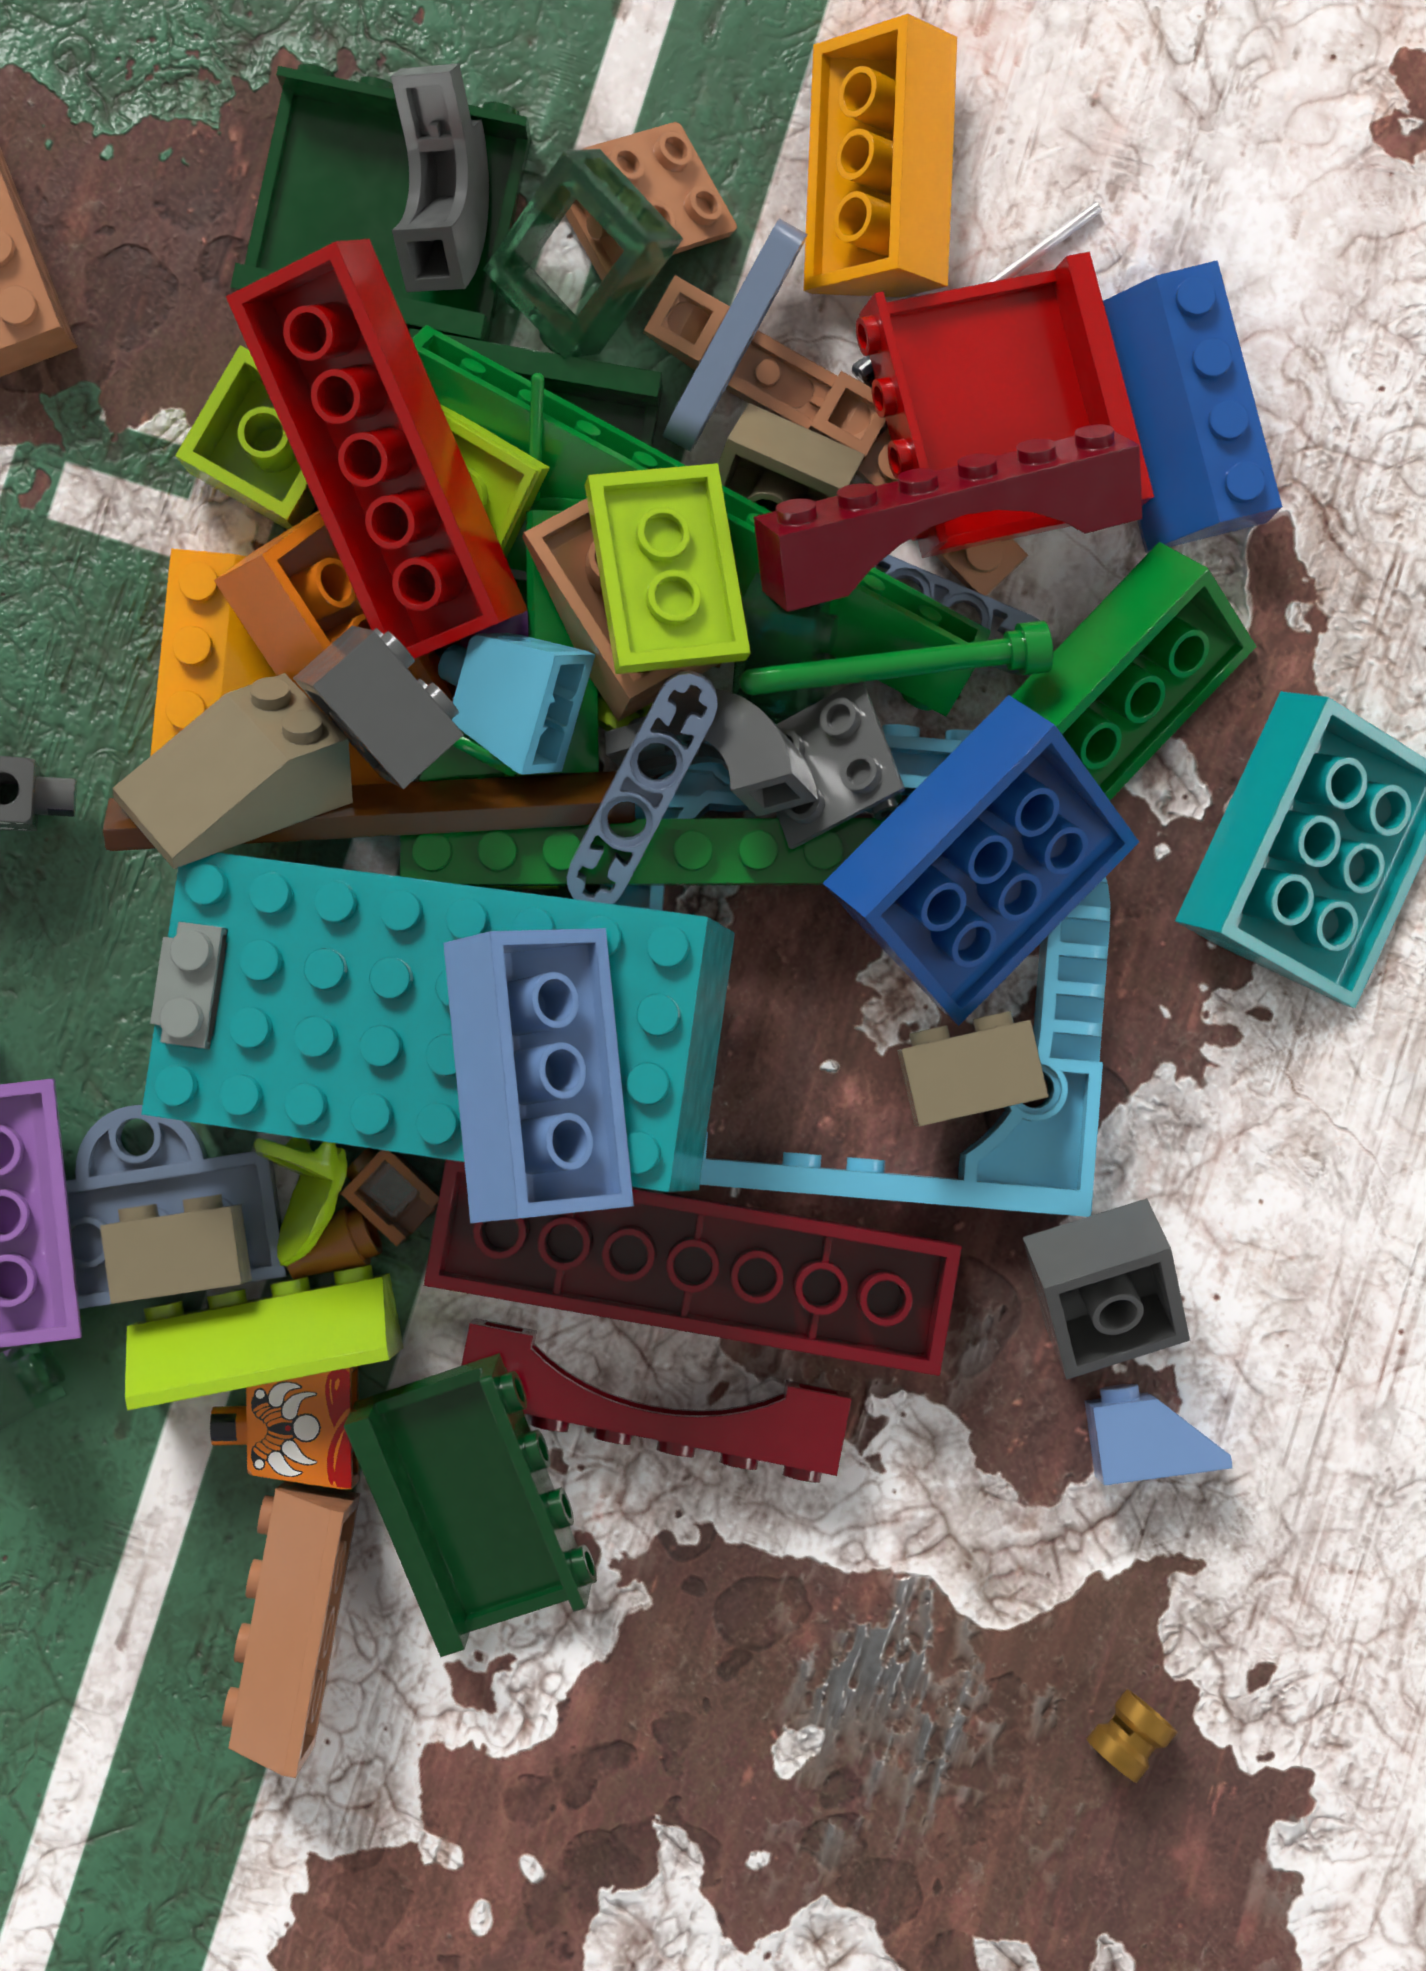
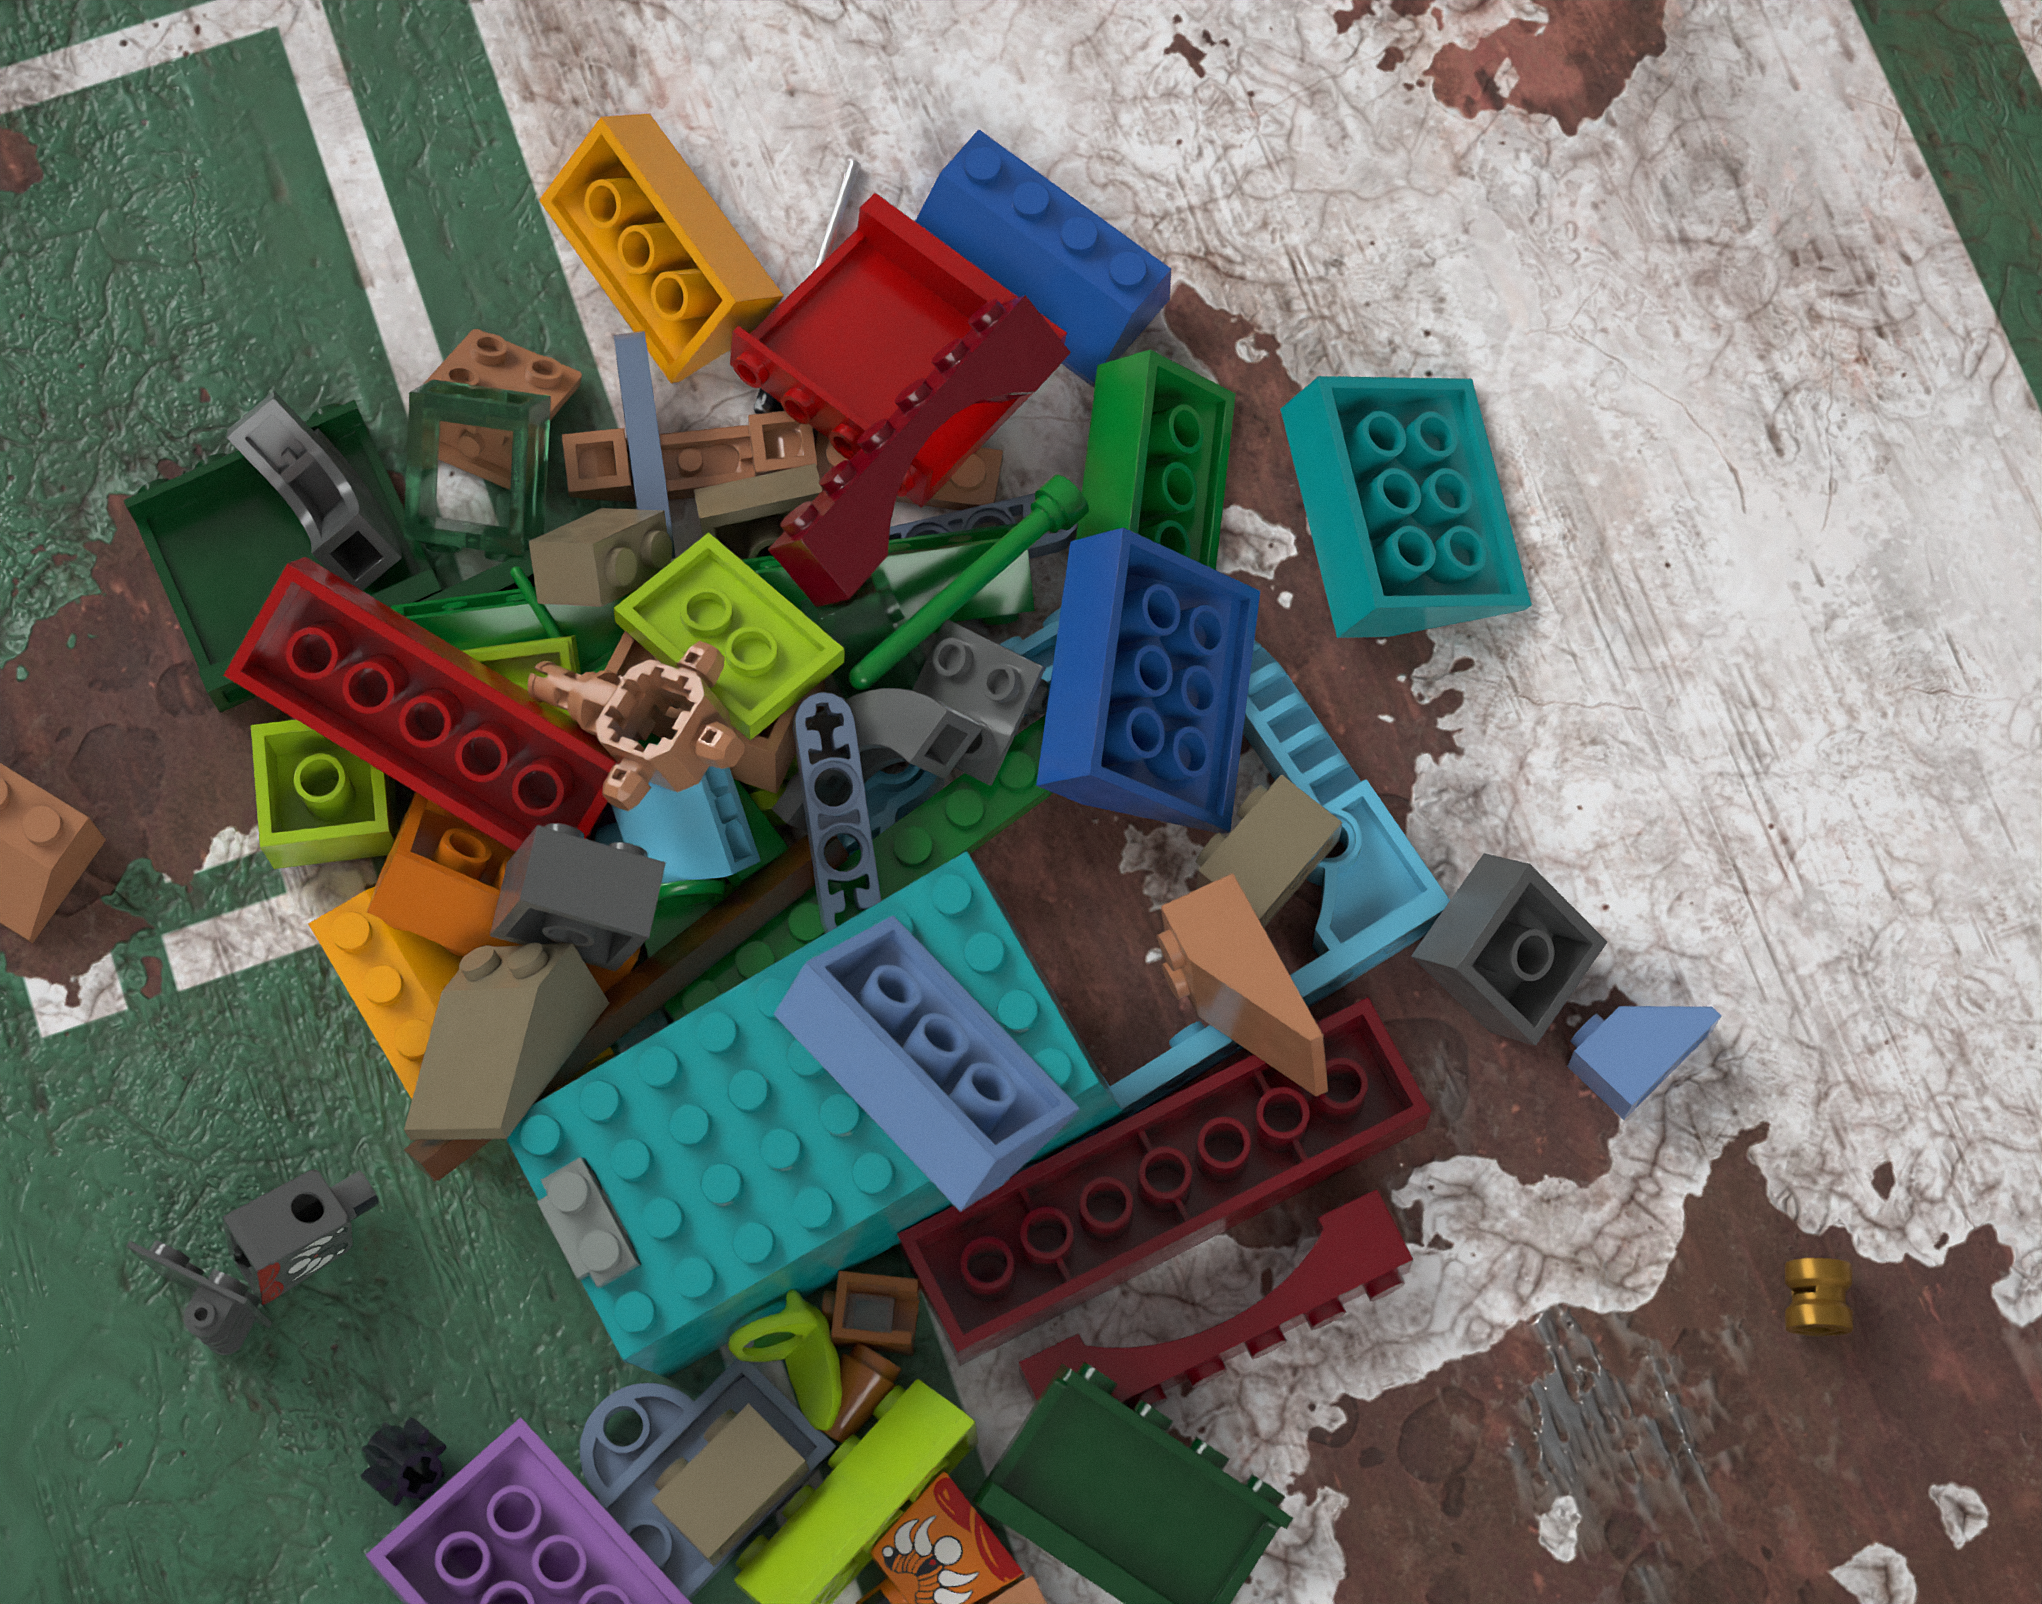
camera: 30 degrees left, 15 degrees down
(526, 572) = (623, 711): none -> nougat piece
(618, 415) = (600, 556): none -> dark tan brick
(862, 1159) = (1238, 981): none -> nougat slope

